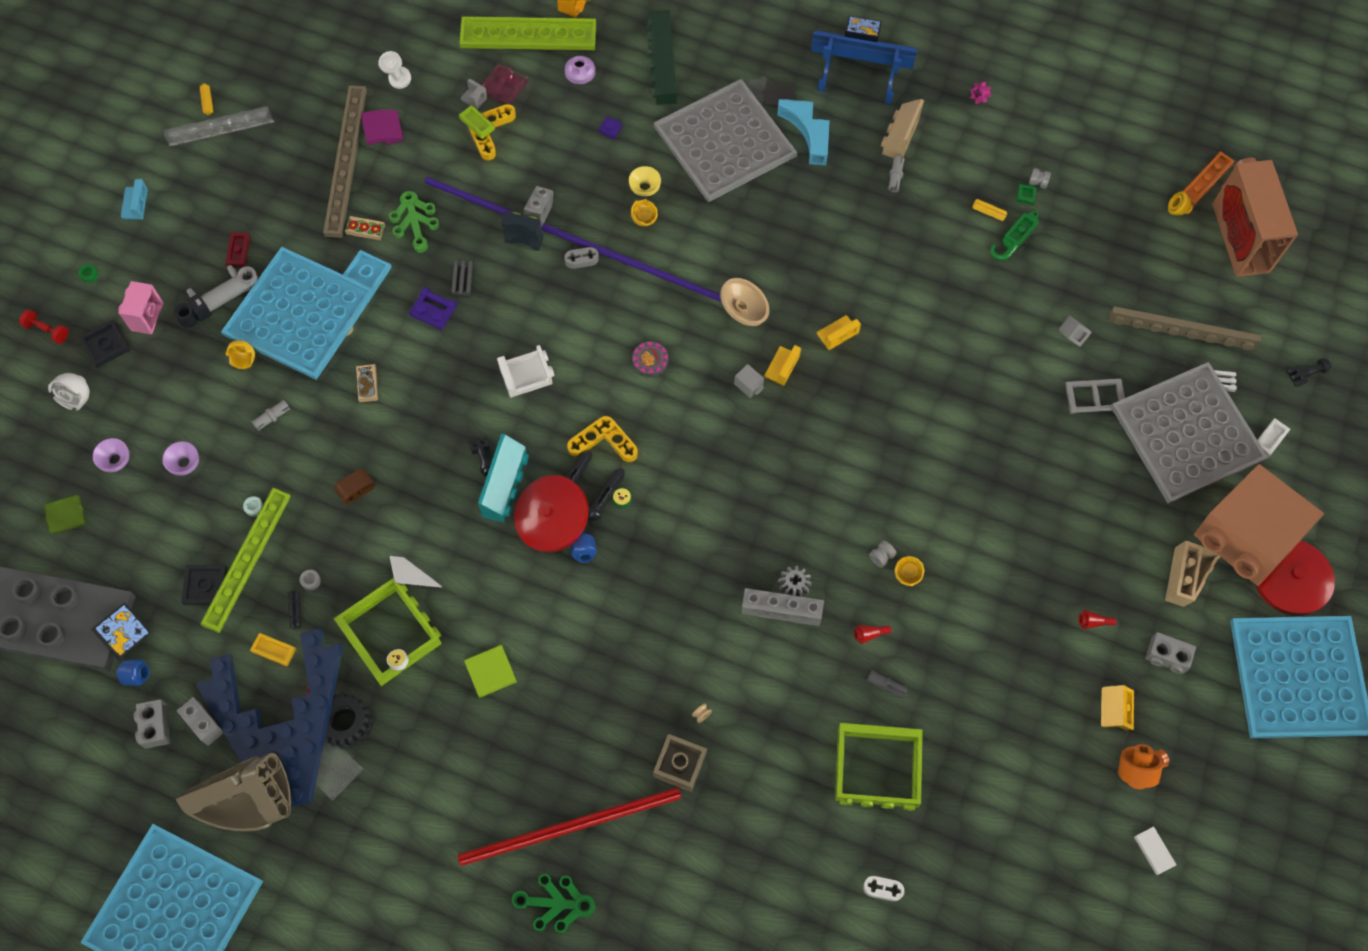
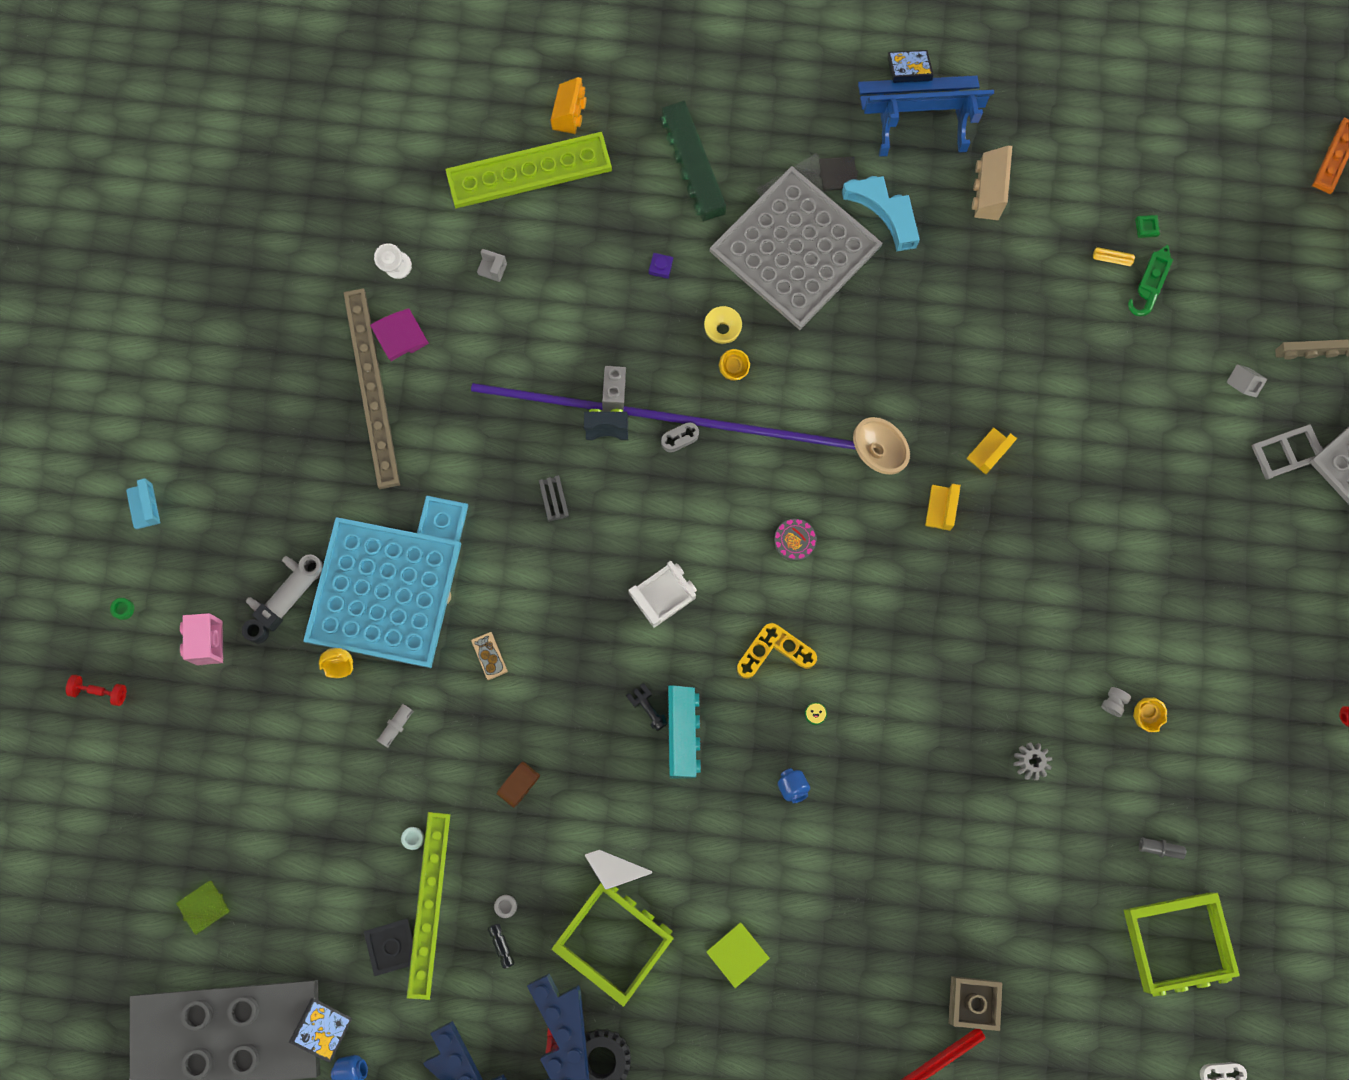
camera: 15 degrees left, 10 degrees up
(70, 390) = (157, 761): white cylinder -> none
(104, 343) = (173, 690): black tile -> none
(107, 449) = (221, 825): lavender piece -> none
(179, 451) = (302, 803): lavender piece -> none
(206, 99) = (181, 352): yellow axle -> none
(218, 126) = (208, 384): clear plate -> none
(237, 249) = (286, 533): dark red plate -> none
(273, 649) = (492, 998): yellow tile -> none
(365, 228) = (422, 466): tile -> none
(397, 659) = (638, 977): tile -> none
(413, 218) = (473, 439): bright green plant -> none
(429, 313) = (533, 552): dark purple plate -> none
(476, 122) = (508, 300): lime tile -> none
(498, 122) = (515, 305): yellow beam -> none
(504, 85) = (522, 243): clear pink slope -> none
(551, 513) = (748, 758): red dish -> none
(582, 74) = (602, 208): lavender piece -> none
(611, 485) = (769, 738): black piece -> none
(702, 713) = (979, 938): tan bush -> none
(749, 381) = (913, 538): light grey brick -> none
(782, 607) = (1028, 794): light grey brick -> none
(866, 633) = (1123, 798): red cone -> none
(896, 174) = (999, 240): light grey pin -> none
(978, 96) = (1059, 115): dark pink gear -> none
(1039, 178) = (1158, 204): light grey wheel -> none
(1180, 204) = (1318, 196): yellow brick -> none

